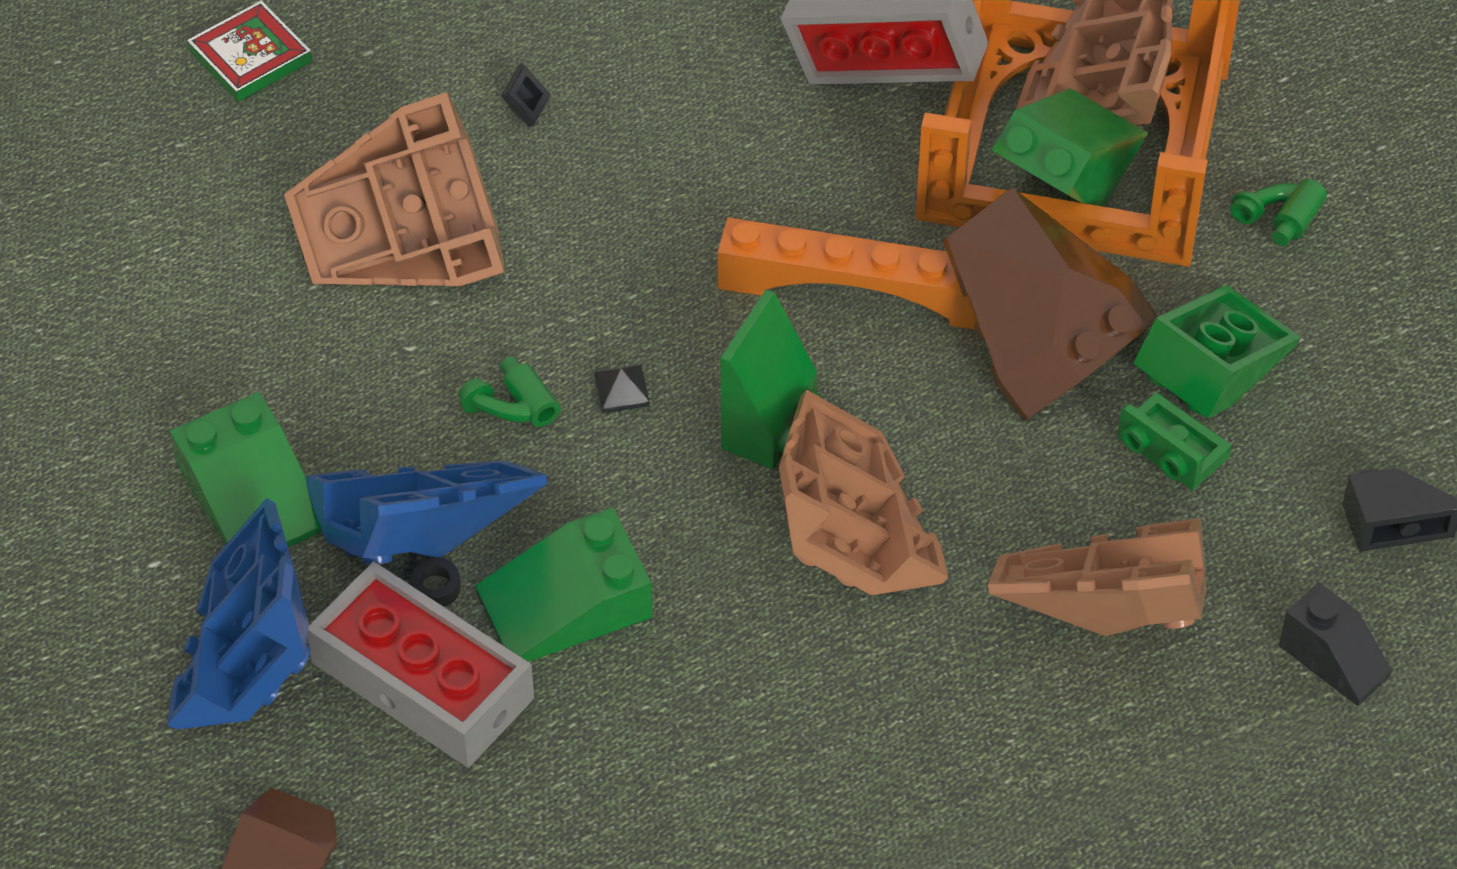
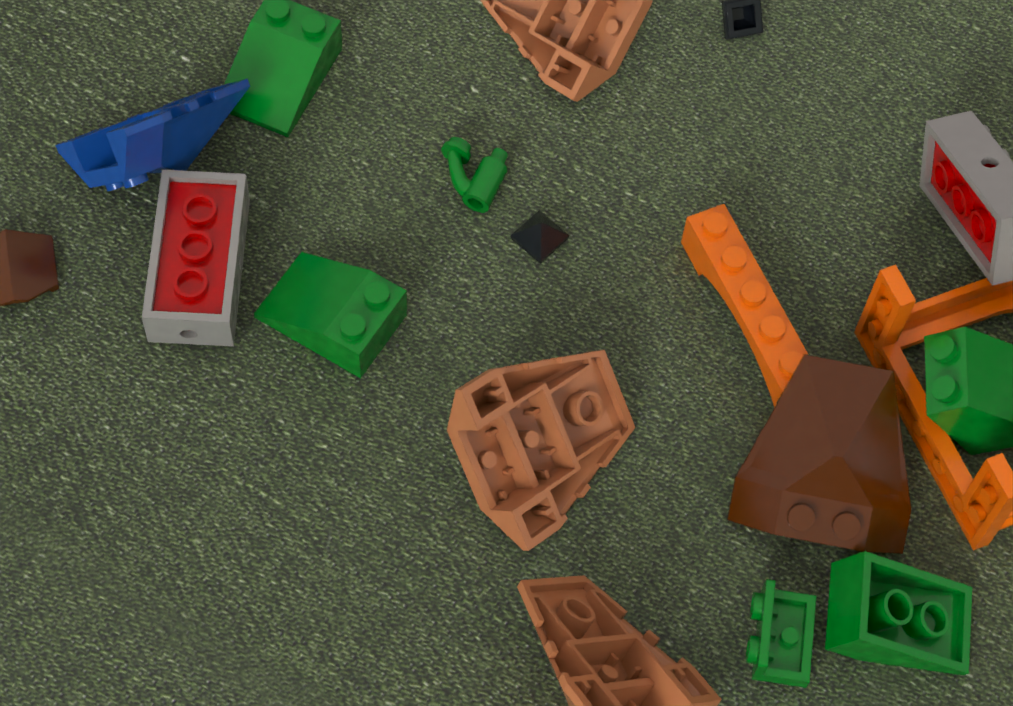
camera: 50 degrees right, 10 degrees up
(416, 509) = (324, 173): blue wedge -> none
(437, 567) = (286, 213): black piece -> none
(762, 383) = (591, 311): green slope -> none

